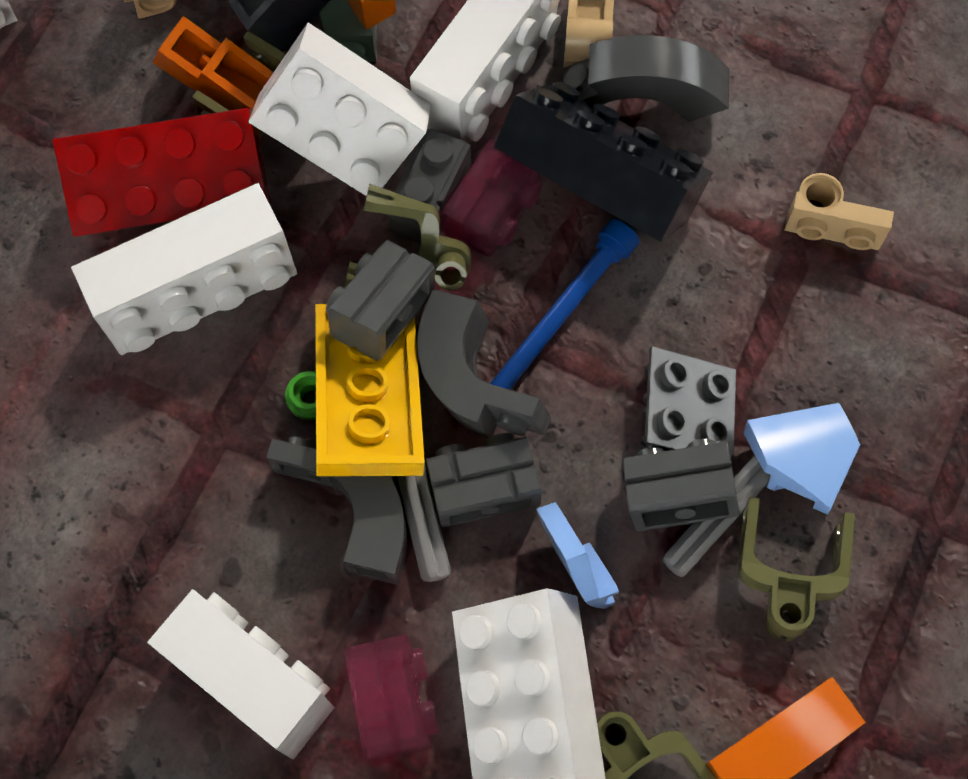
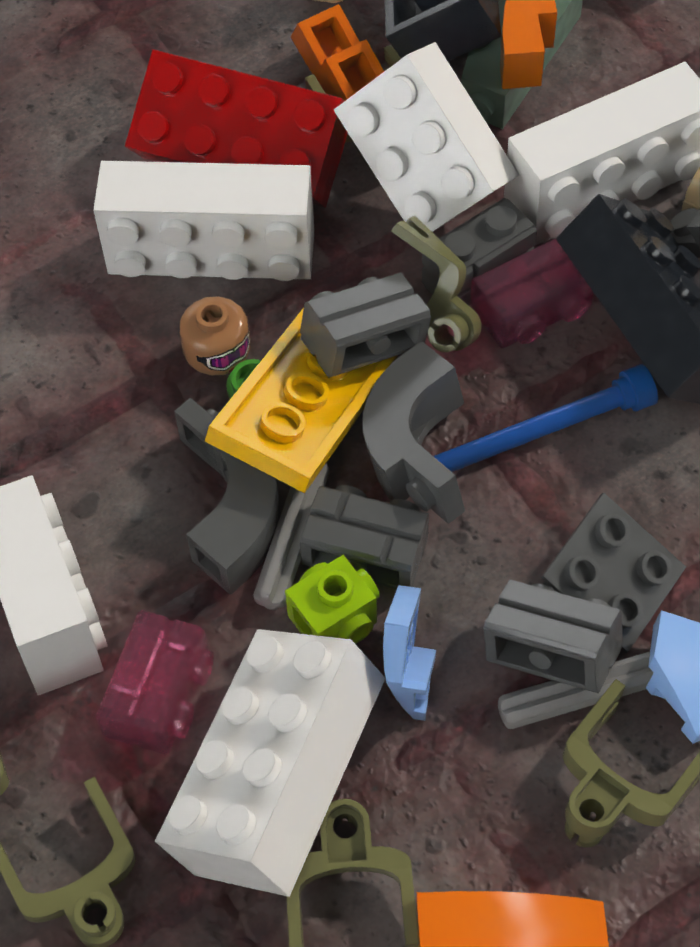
camera: 30 degrees right, 10 degrees down
(255, 369) = (214, 335): none -> medium nougat head
(494, 571) = (334, 601): none -> lime brick

